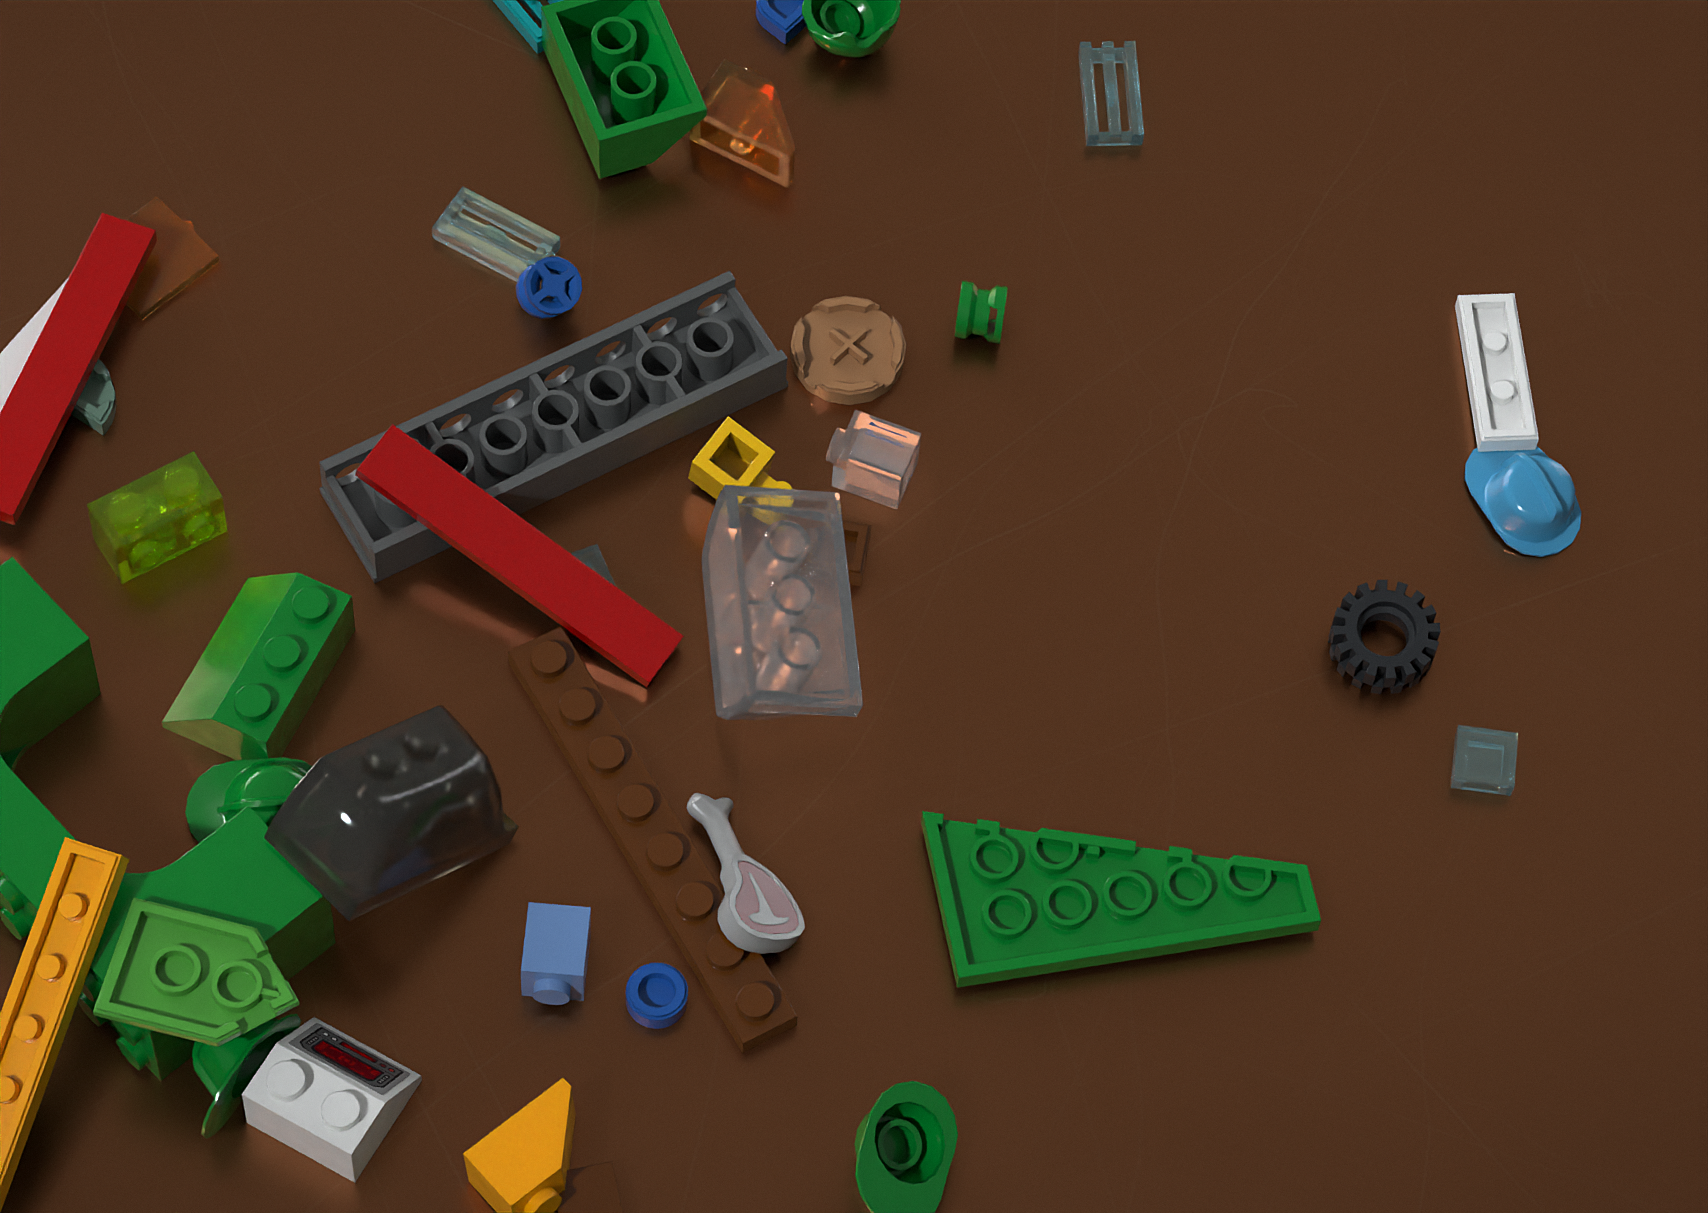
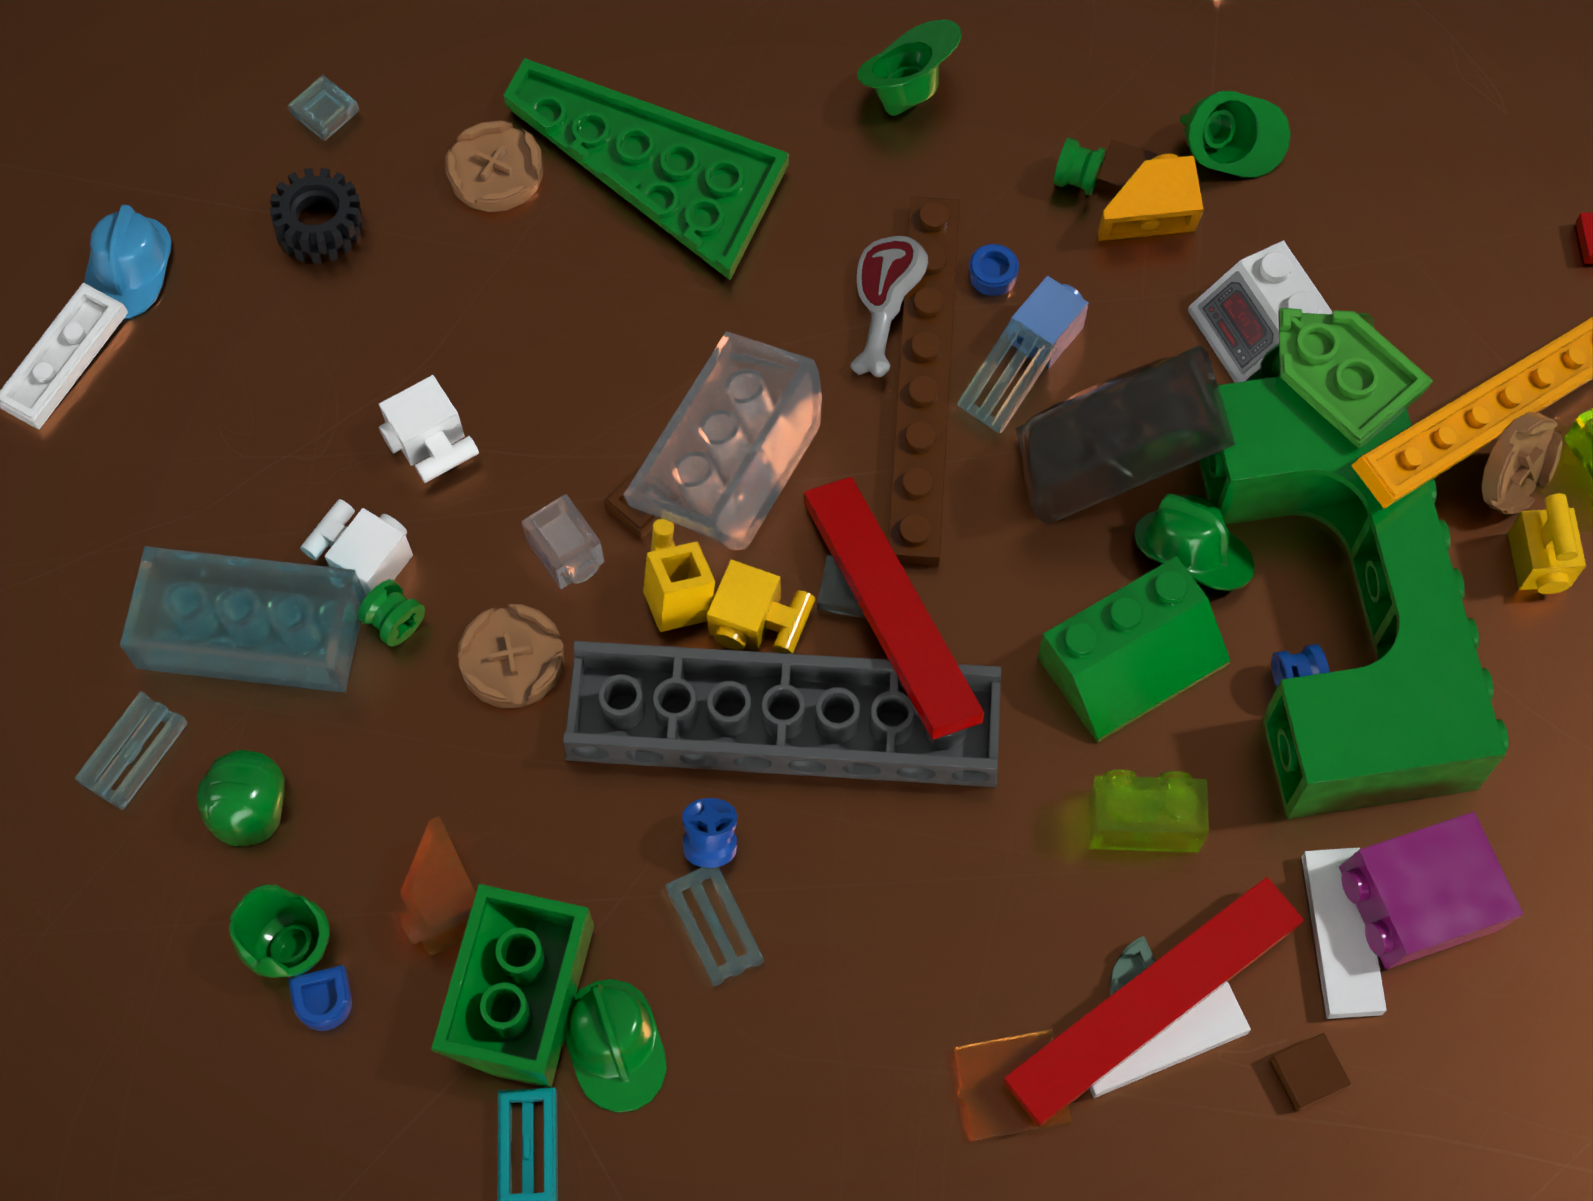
camera: 140 degrees left, 5 degrees up
(82, 732) = (1307, 662): none -> blue wheel
(515, 108) = (615, 1046): none -> green piece
(556, 883) = (1023, 386): none -> clear light blue tile
(644, 1155) = (1078, 166): none -> green wheel
(656, 497) = (750, 606): none -> yellow brick
(982, 102) = (242, 797): none -> green hair
(1049, 349) = (369, 545): none -> white brick
(1094, 493) = (425, 425): none -> white brick
(1099, 222) = (243, 619): none -> clear light blue brick
(1258, 803) = (494, 166): none -> medium nougat tile

